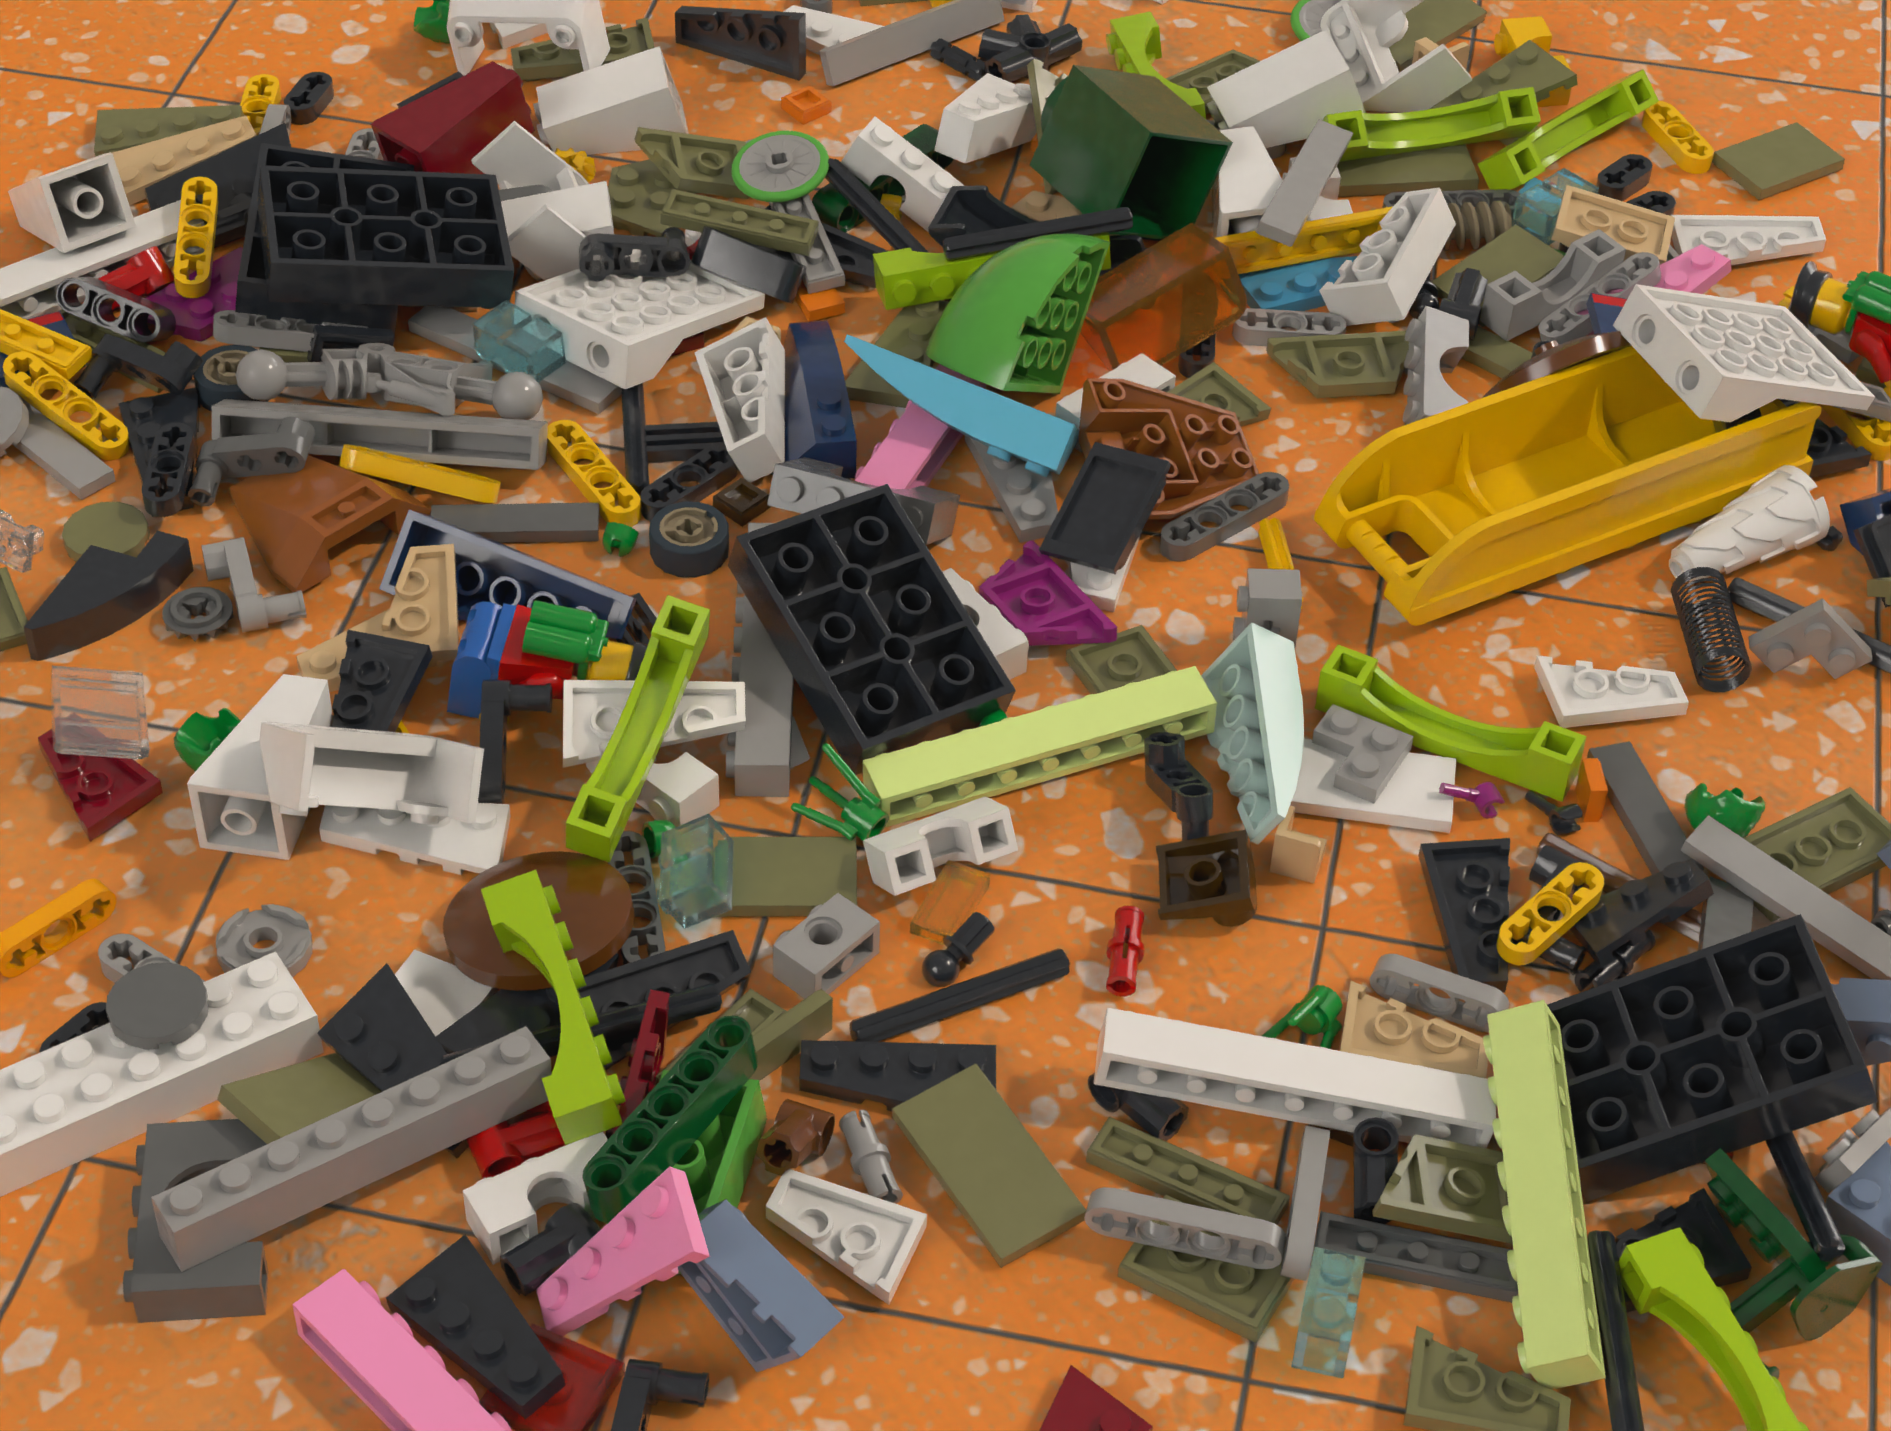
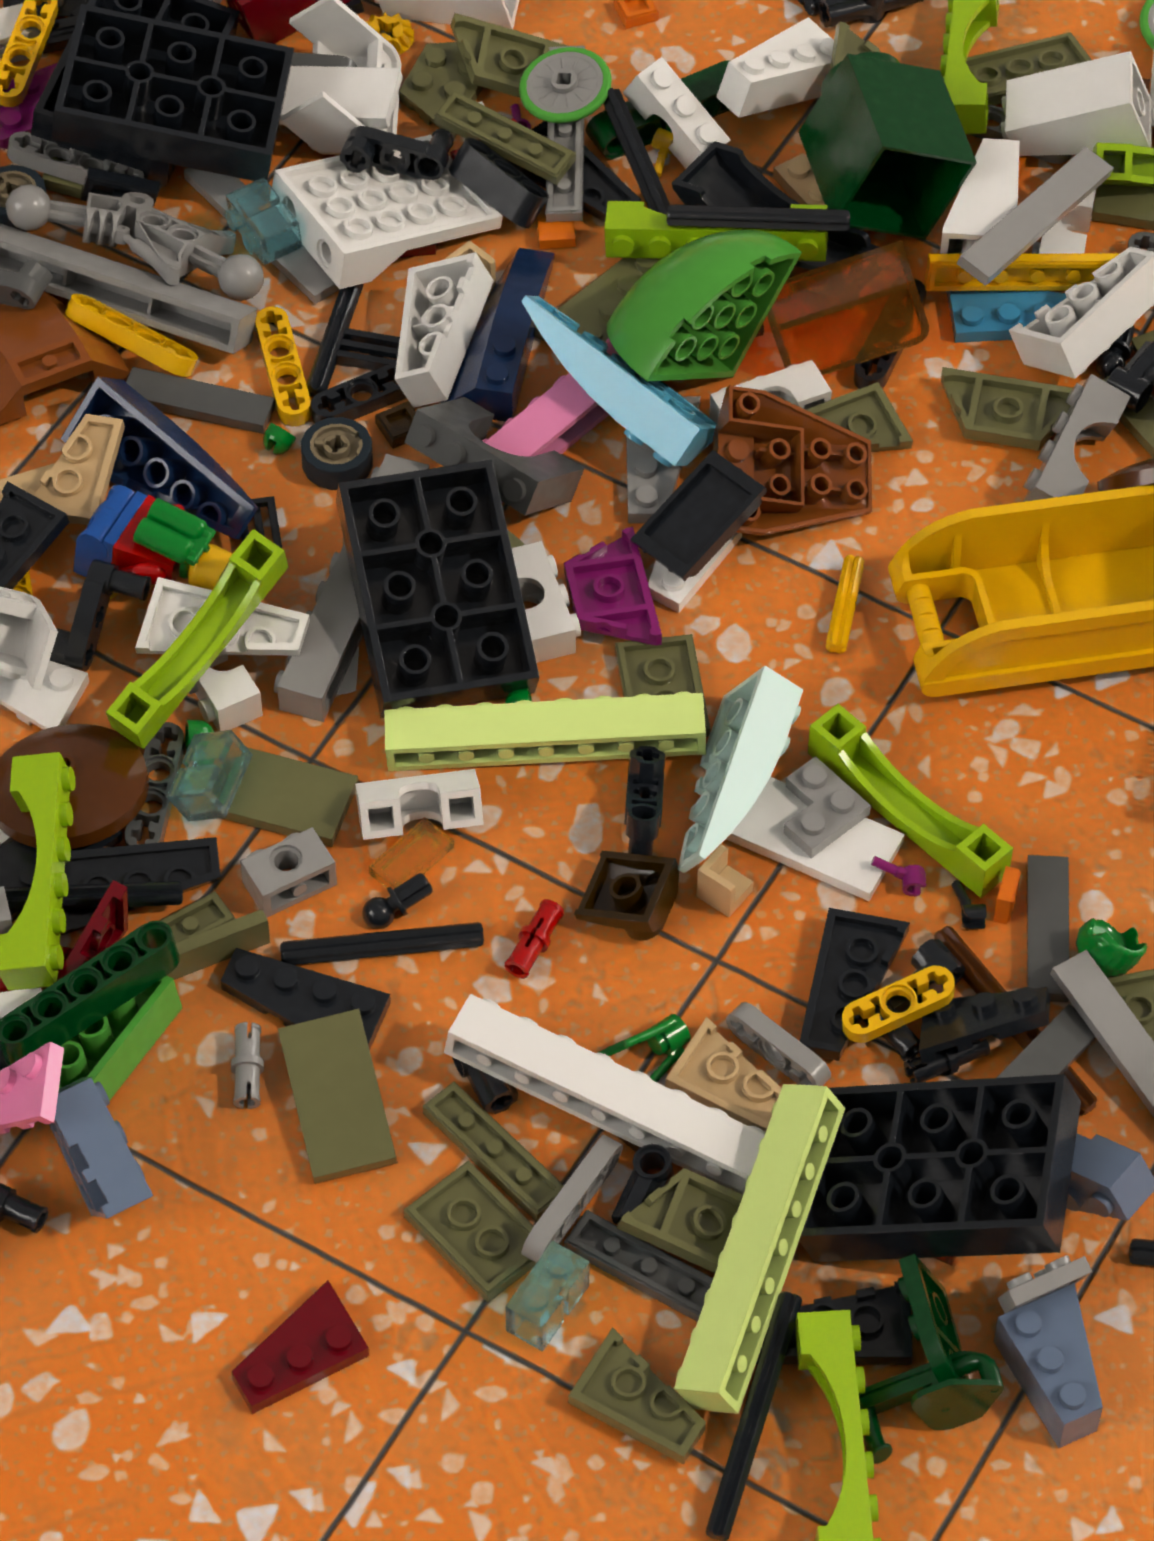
camera: 20 degrees right, 10 degrees up
(795, 1135) = (194, 1028): reddish brown piece -> none
(848, 1229) = (205, 1120): white wing -> none
(860, 817) = (368, 756): green plant -> none
(1187, 538) = (822, 547): dark grey beam -> none
(1241, 1238) = (461, 1194): light grey beam -> none
(1260, 324) = (964, 345): light grey beam -> none
(1271, 601) = (799, 652): light grey brick -> none
(1603, 696) = (1068, 806): white wing -> none
(1806, 1197) = (974, 1313): black axle -> none

